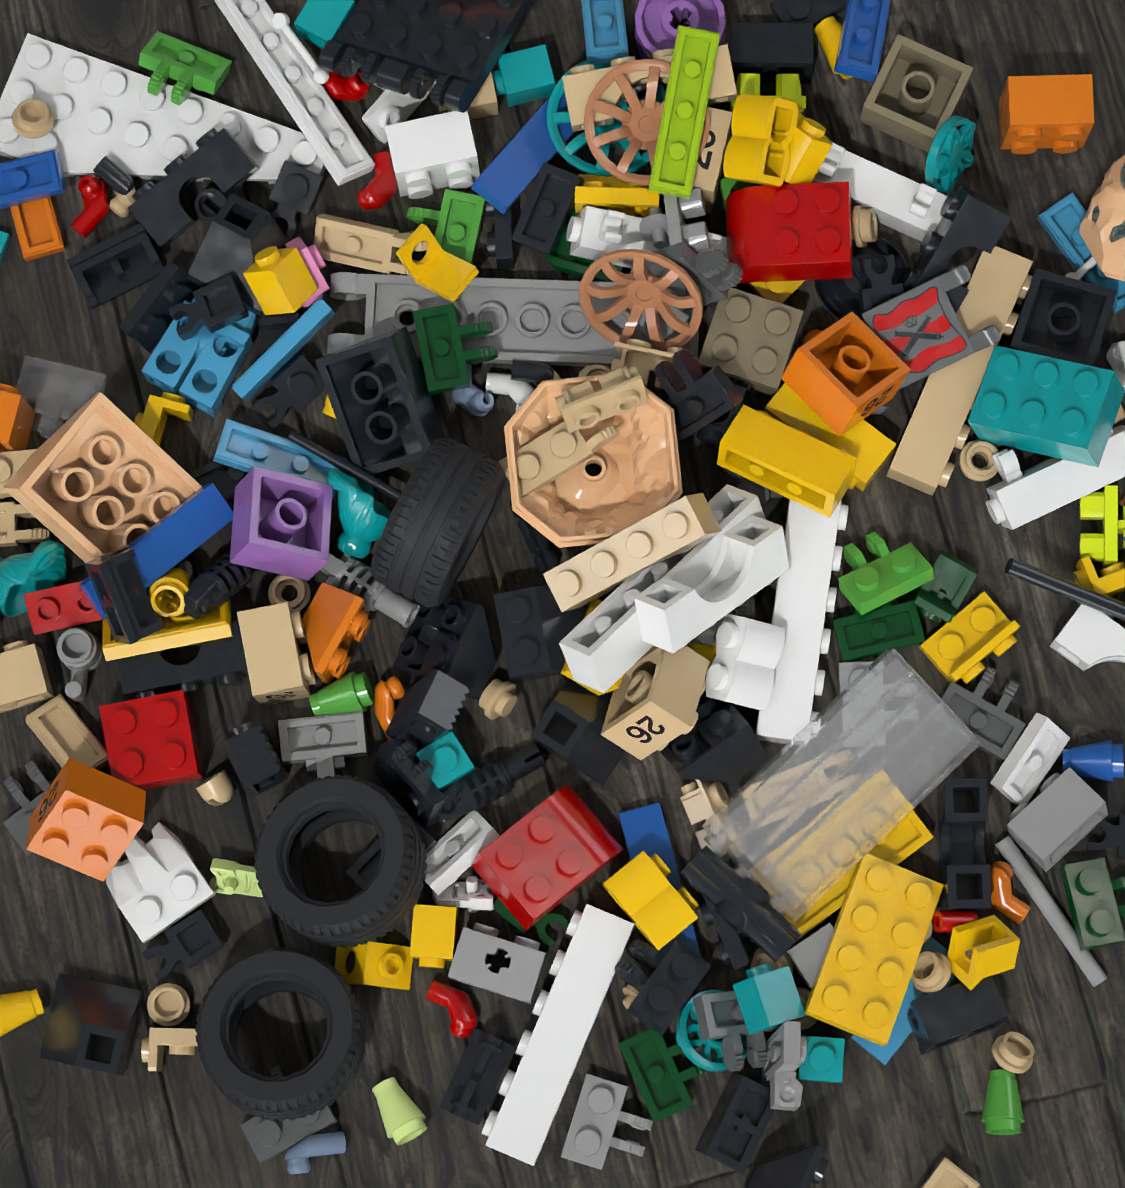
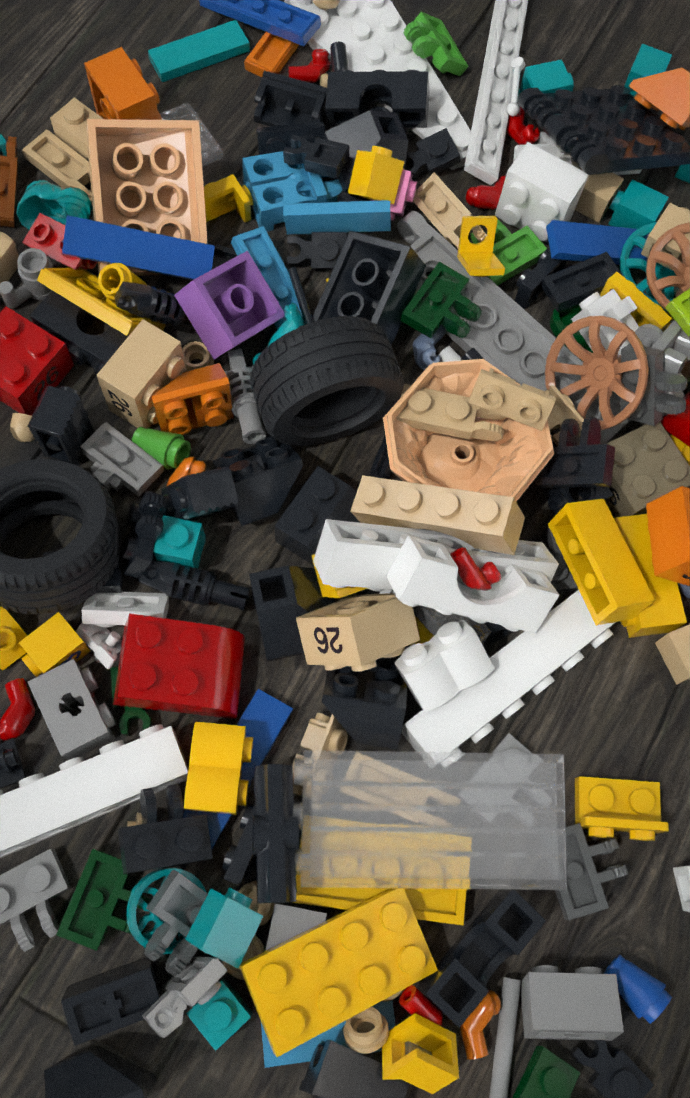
camera: 30 degrees right, 10 degrees down
(123, 596) = (86, 244): black hinge -> none
(498, 699) = (256, 539): tan plate -> none
(705, 575) = (471, 574): none -> red arm
(878, 631) = (552, 734): dark green hinge -> none
(885, 577) = (596, 703): bright green hinge -> none
(945, 593) = (633, 753): dark green bracket -> none
(1030, 759) = (588, 938): white plate -> none

